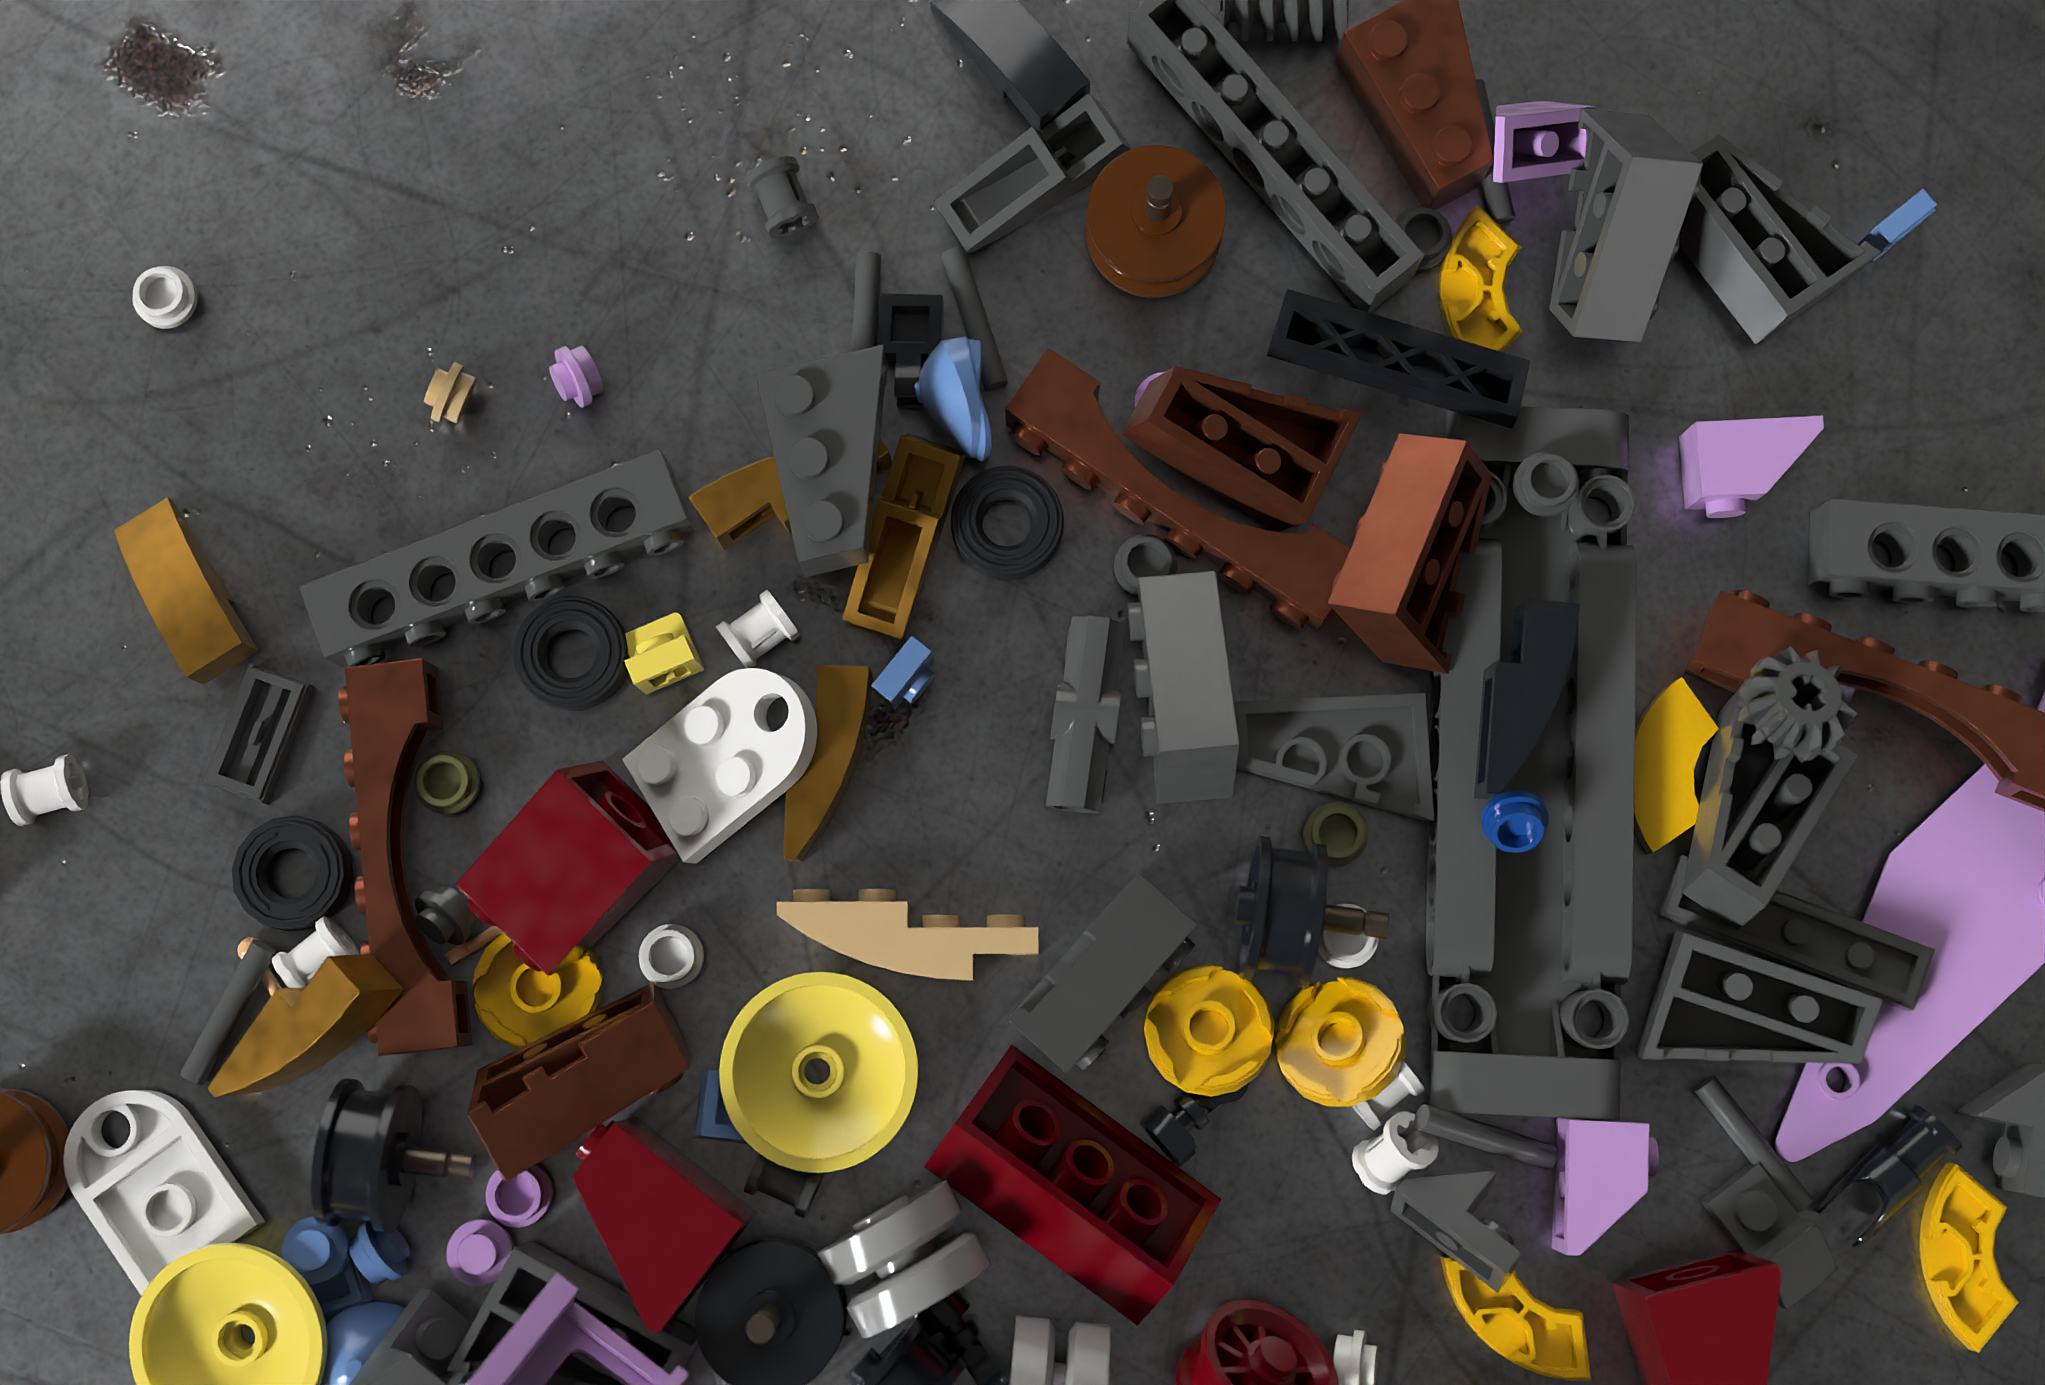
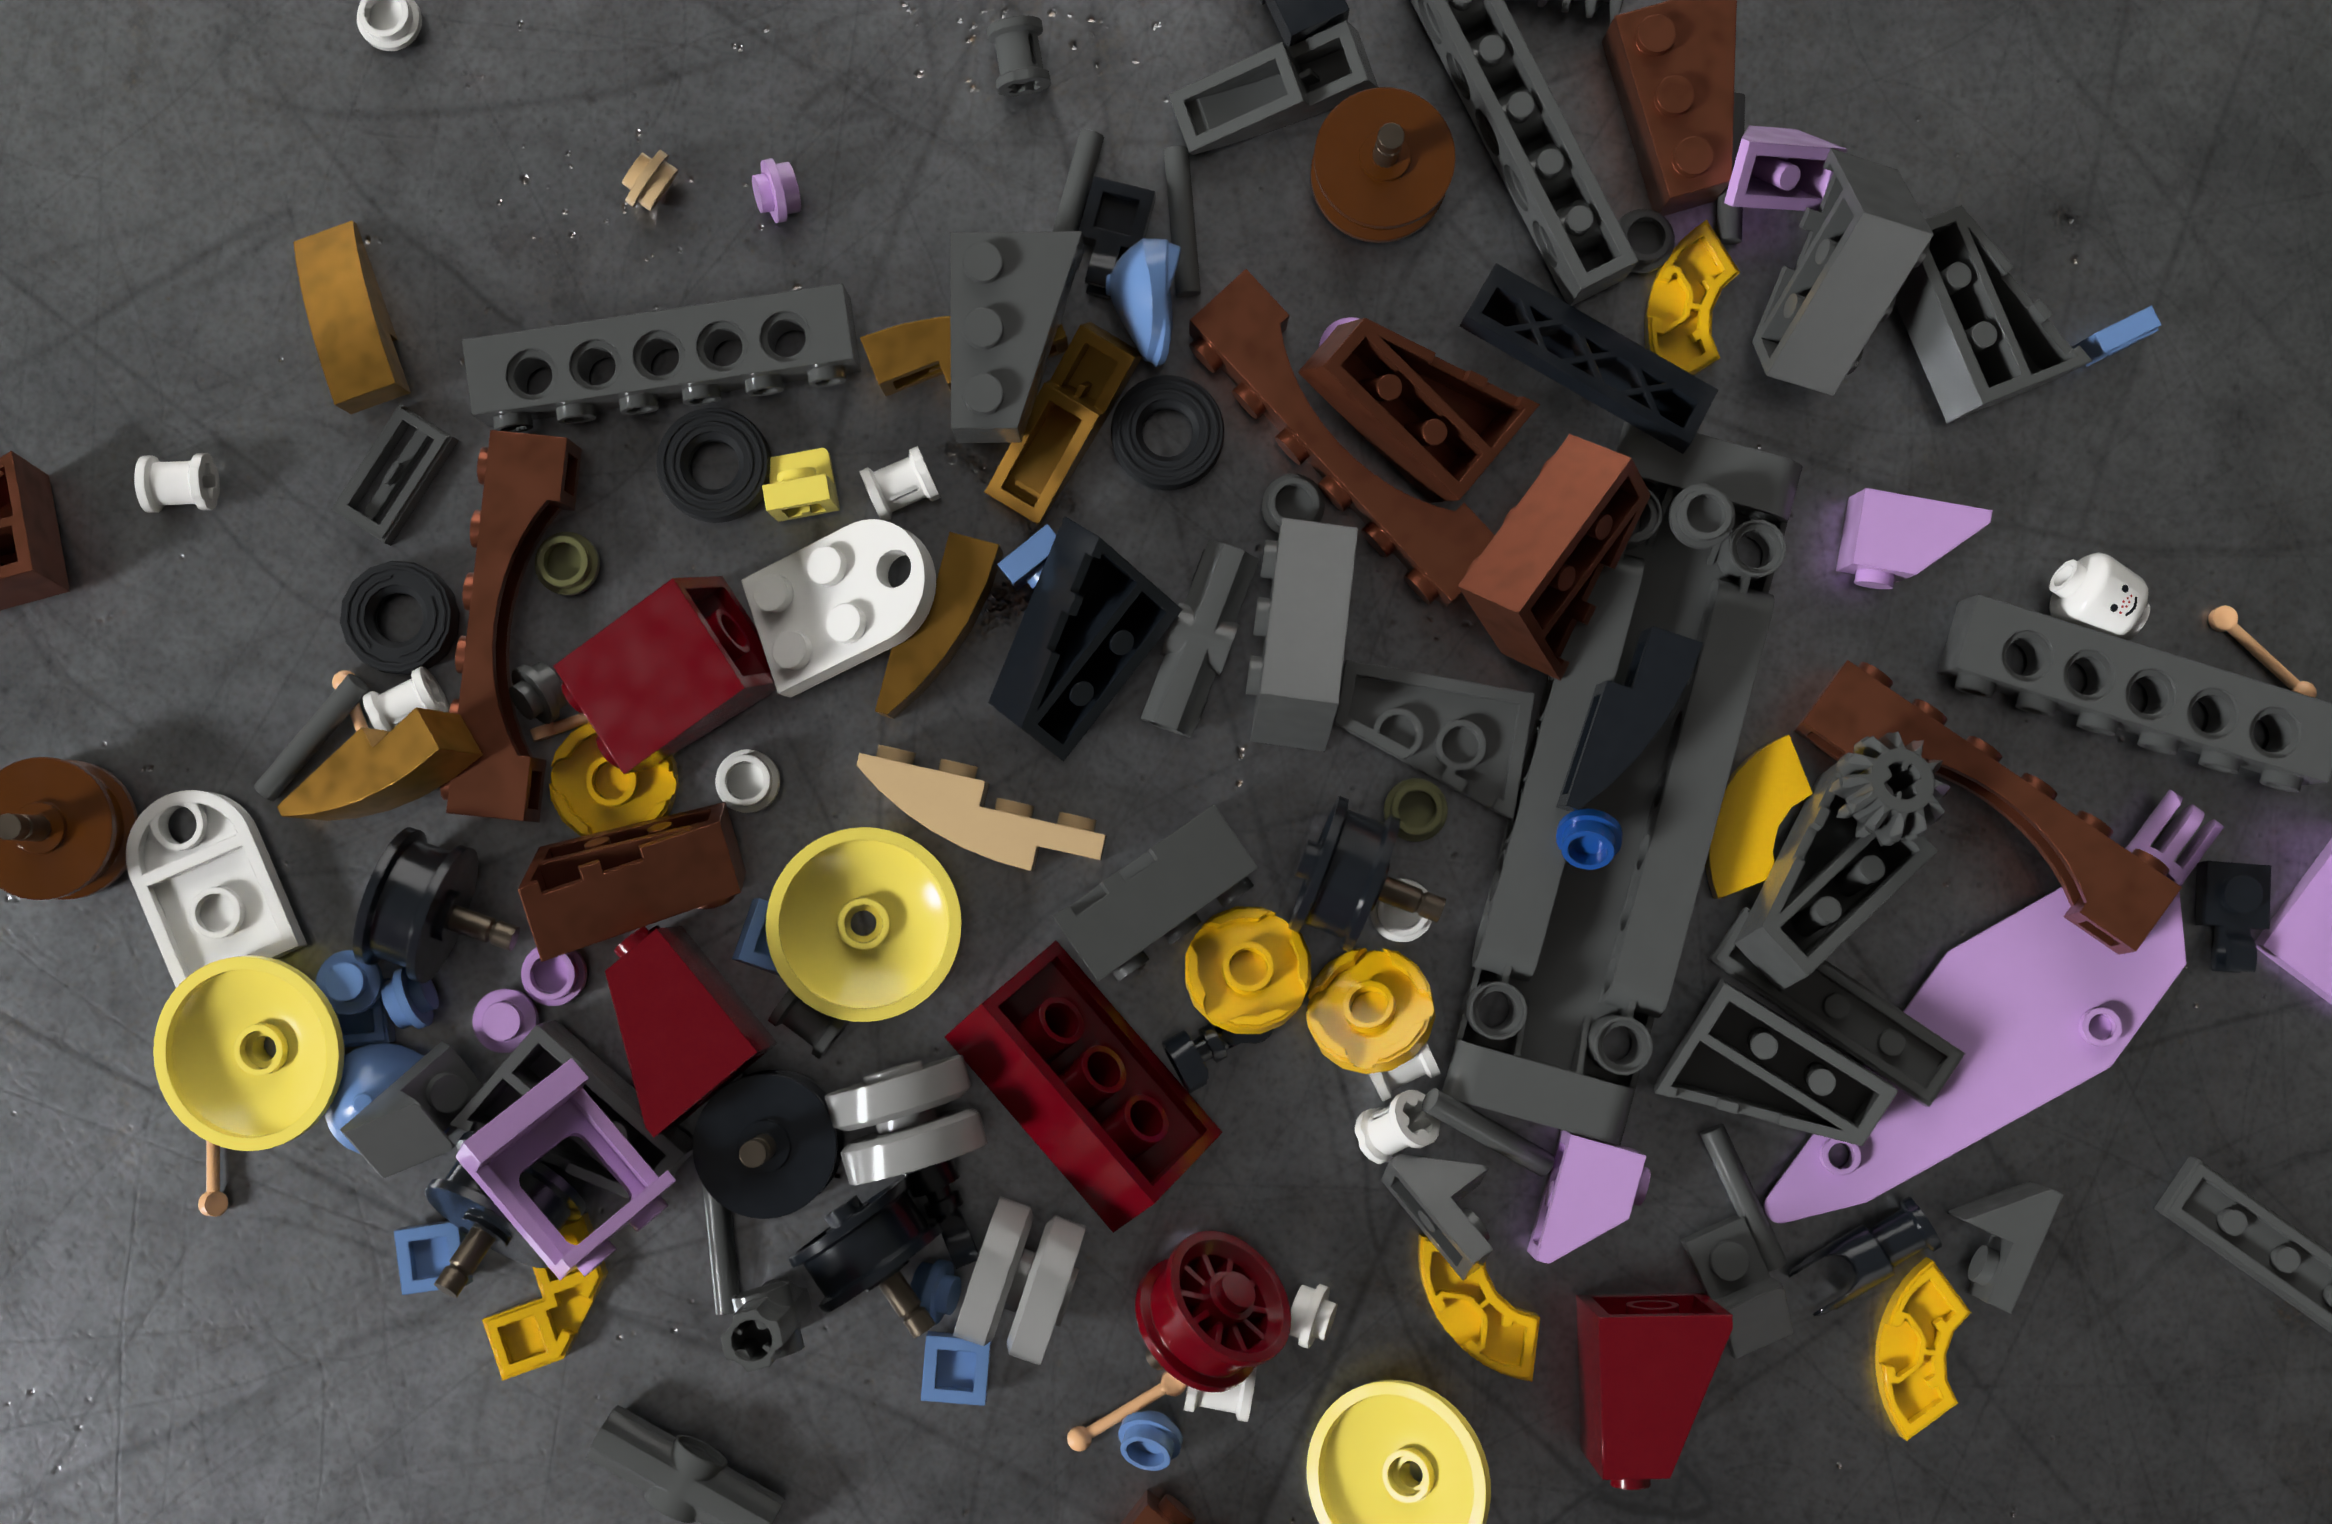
camera: 10 degrees right, 5 degrees up
(968, 741) = (1078, 639): none -> black wedge
(1946, 474) = (2100, 596): none -> white head

